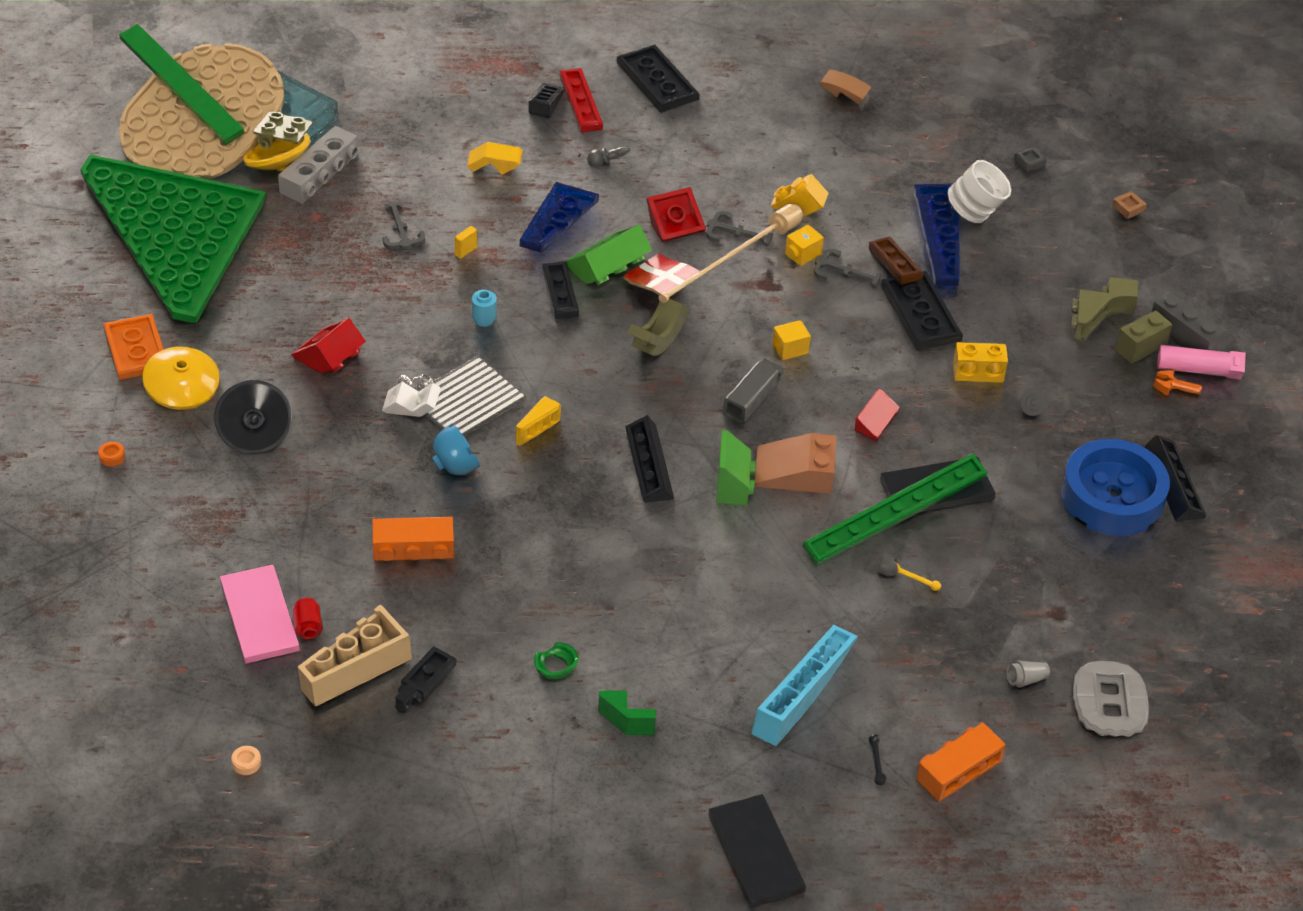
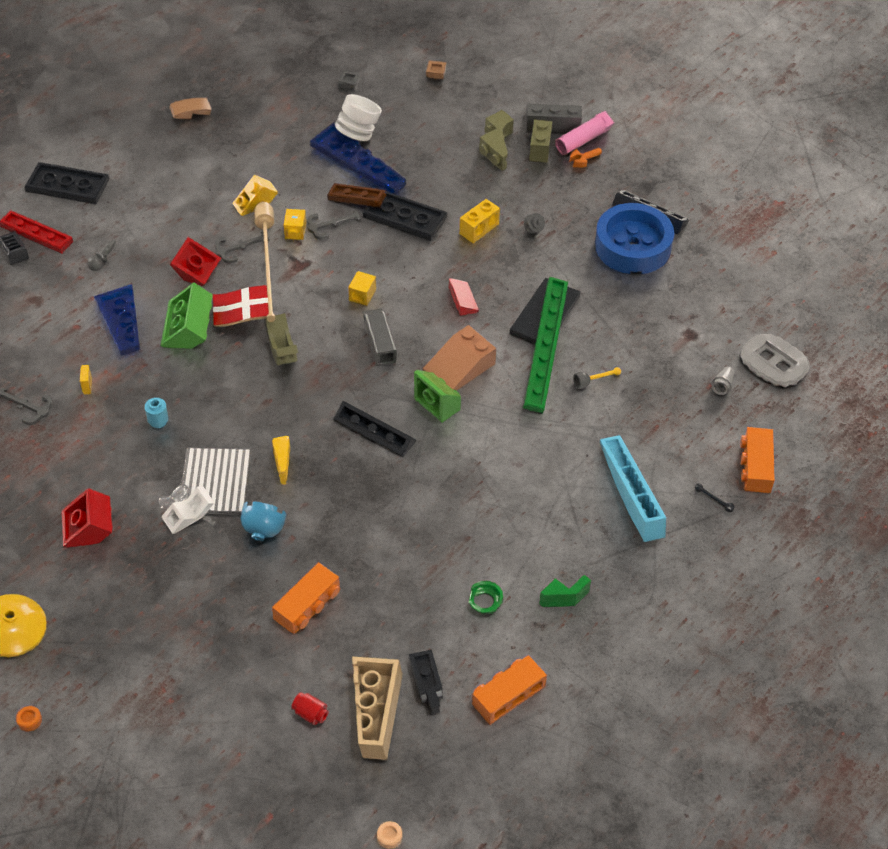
camera: 45 degrees left, 5 degrees up
(253, 416) = (100, 608): black hat -> none
(259, 614) = (272, 734): bright pink tile -> none
(476, 741) = (508, 689): none -> orange brick
(500, 156) = (37, 304): yellow slope -> none
(560, 290) = (183, 364): black tile -> none
(757, 850) = (727, 607): black tile -> none

